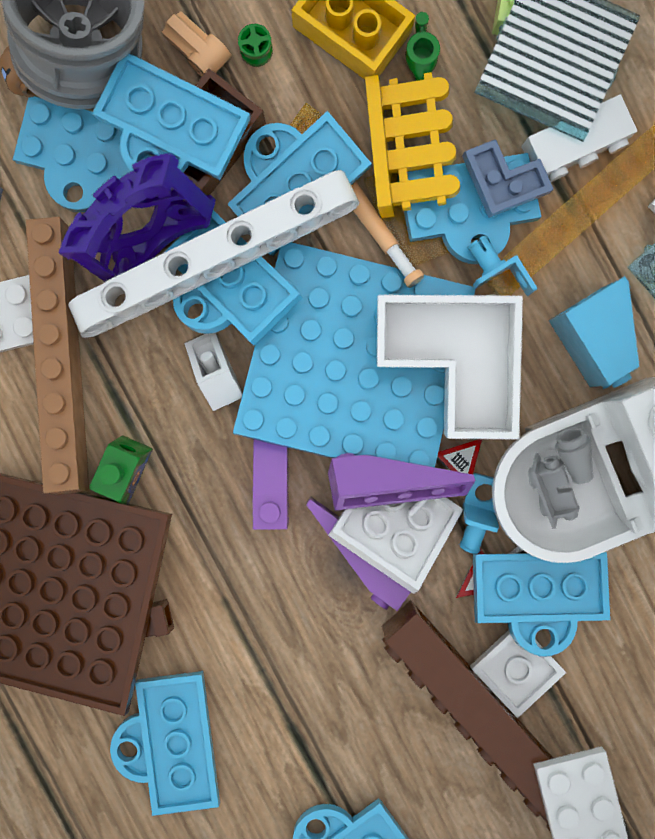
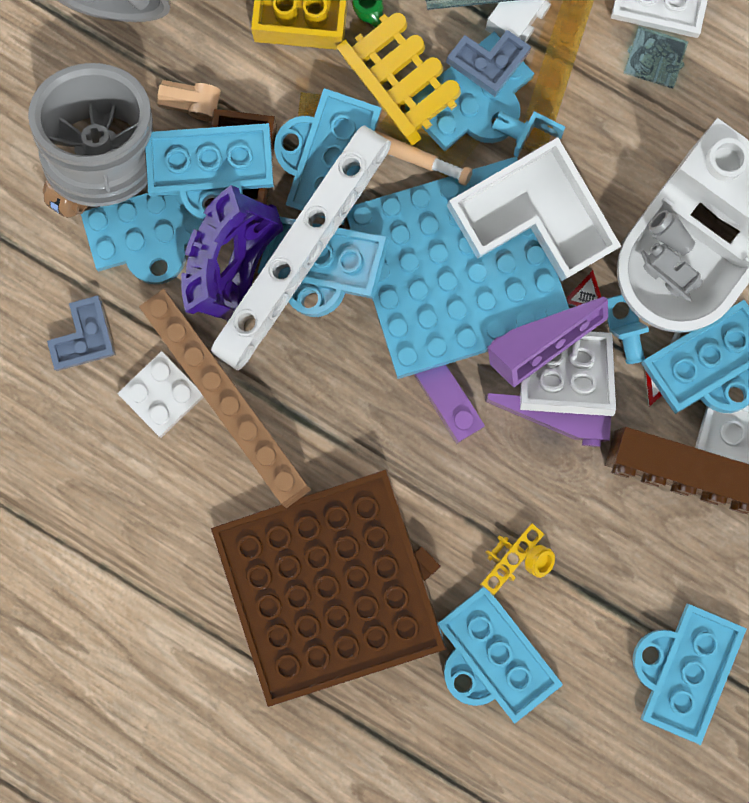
camera: 30 degrees left, 5 degrees down
(120, 469) = (325, 461): green torso -> none
(213, 371) = (351, 339): white slope -> none
(227, 662) = (513, 548): none -> yellow piece
(253, 37) = (234, 65): green wheel -> none
(266, 681) = (539, 561): none -> yellow tile
(601, 335) = (635, 135): medium azure slope -> none

